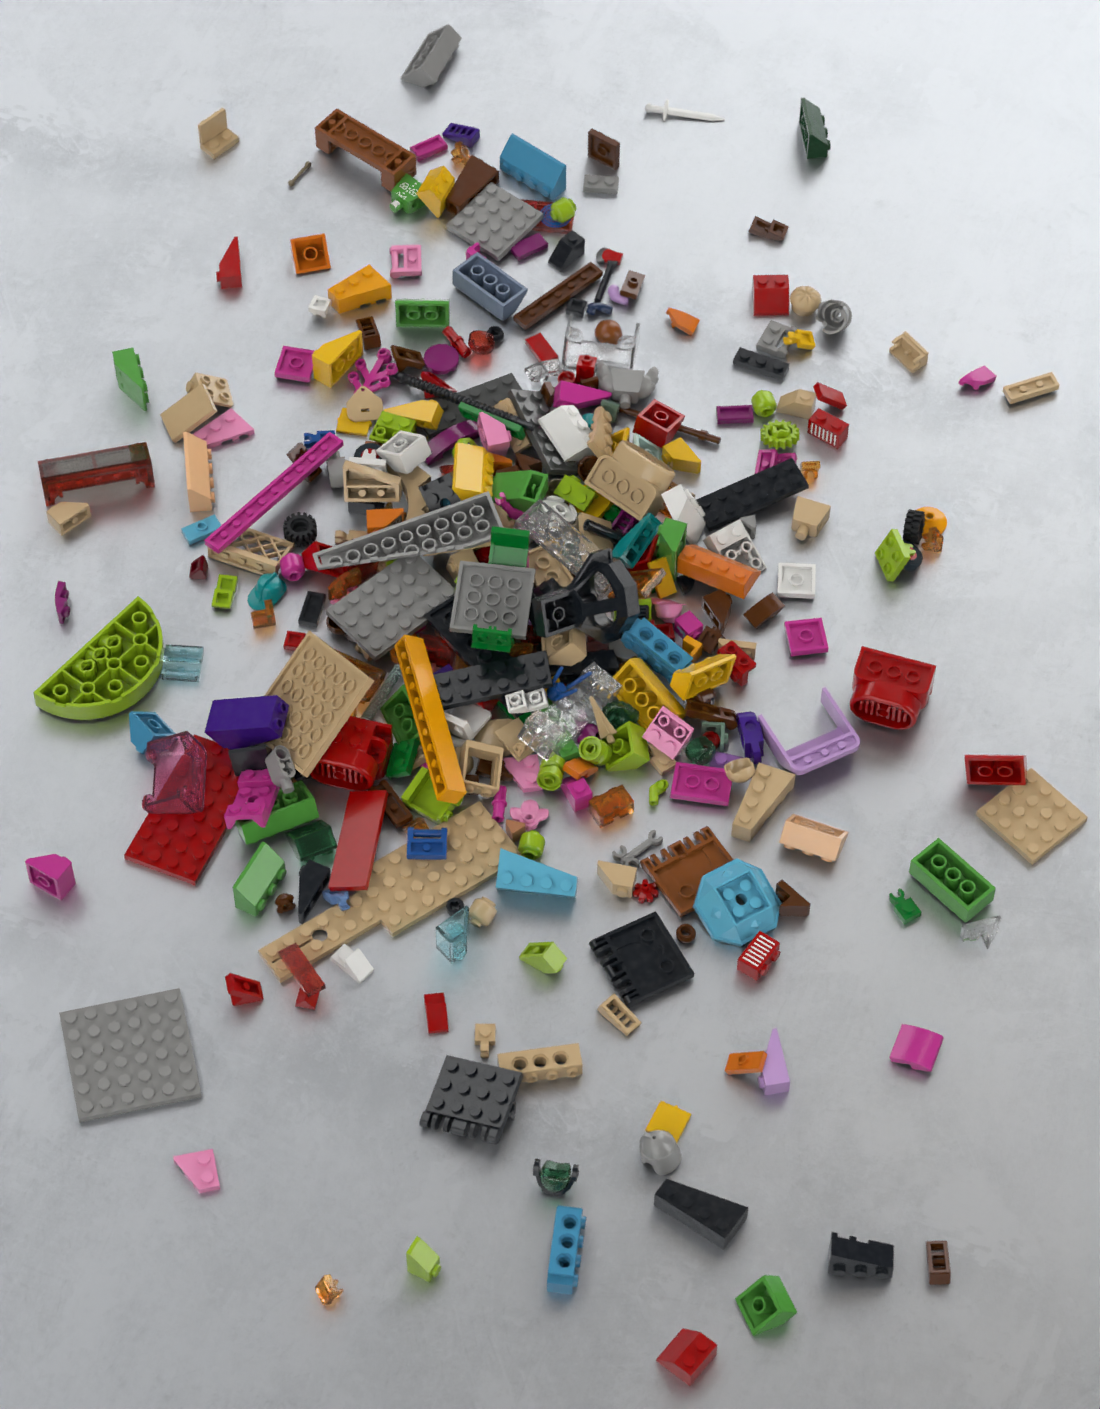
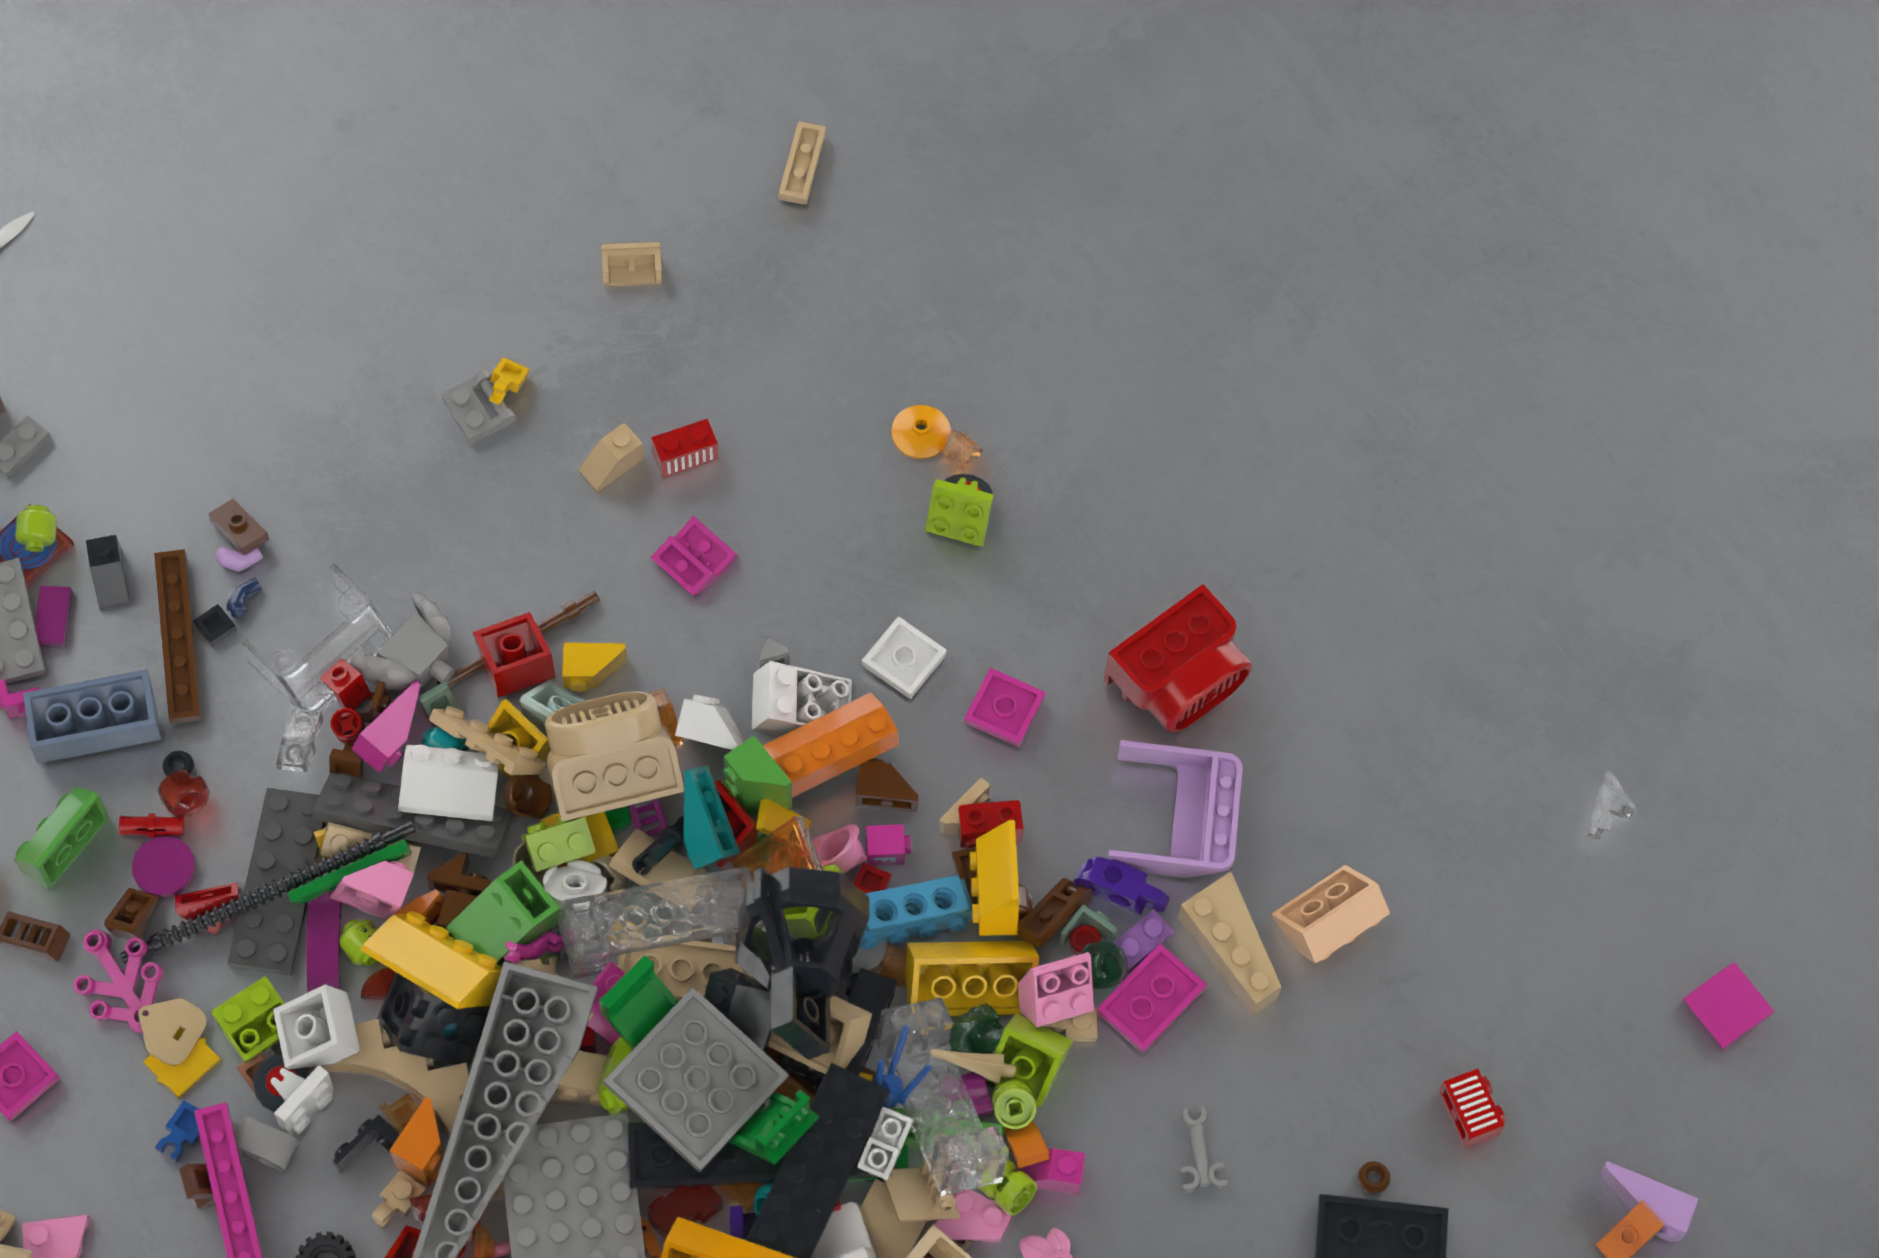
camera: 60 degrees left, 10 degrees up
(336, 358) = (56, 1017): yellow slope -> none
(369, 484) = (341, 1115): tan wedge -> none
(424, 412) = (255, 959): yellow slope -> none
(540, 348) = (254, 720): red tile -> none
(608, 332) = (295, 613): dark orange hair -> none
(610, 805) = (1108, 1130): clear orange brick -> none
(612, 259) = (166, 519): piece -> none
(617, 878) = (1234, 1209): tan slope -> none
(645, 891) = (1267, 1189): red plant -> none
(657, 789) = (1118, 1064): lime arm -> none
(681, 874) = (1289, 1102): dark orange hinge -> none
(682, 320) = (353, 504): orange slope -> none
(685, 583) = (805, 803): black tile -> none
(692, 647) = (924, 866): light orange panel -> none
(710, 638) = (924, 831): reddish brown bracket -> none
(720, 912) = (1357, 1096): medium azure piece -> none
(734, 414) = (564, 547): magenta tile -> none
(739, 770) = (1175, 936): tan hair -> none
(752, 494) = (723, 616): black plate -> none
(761, 363) = (503, 456): black plate -> none
(763, 403) = (578, 498): lime head -> none
(763, 610) = (925, 730): reddish brown slope -> none
(765, 229) = (280, 290): reddish brown slope -> none
(770, 295) = (400, 365): red slope -> none
(779, 434) = (649, 514): lime gear -> none
(793, 902) = (1417, 1006): reddish brown slope -> none
(805, 300) = (445, 328): tan piece -> none
(809, 517) = (813, 573): tan torso -> none
(810, 466) = (729, 514): clear orange tile -> none
(813, 130) = (158, 119): slope -> none
(829, 315) = (514, 317): light grey helmet -> none
(830, 396) = (635, 409): red tile -> none
(904, 908) = (1509, 874): green plate -> none
(913, 526) = (931, 455): black tyre -> none
(952, 880) = (1513, 790): bright green brick -> none
(978, 377) = (737, 211): dark pink slope -> none
(995, 769) = (1381, 619): red slope -> none
(1031, 816) = (1467, 628): tan plate -> none

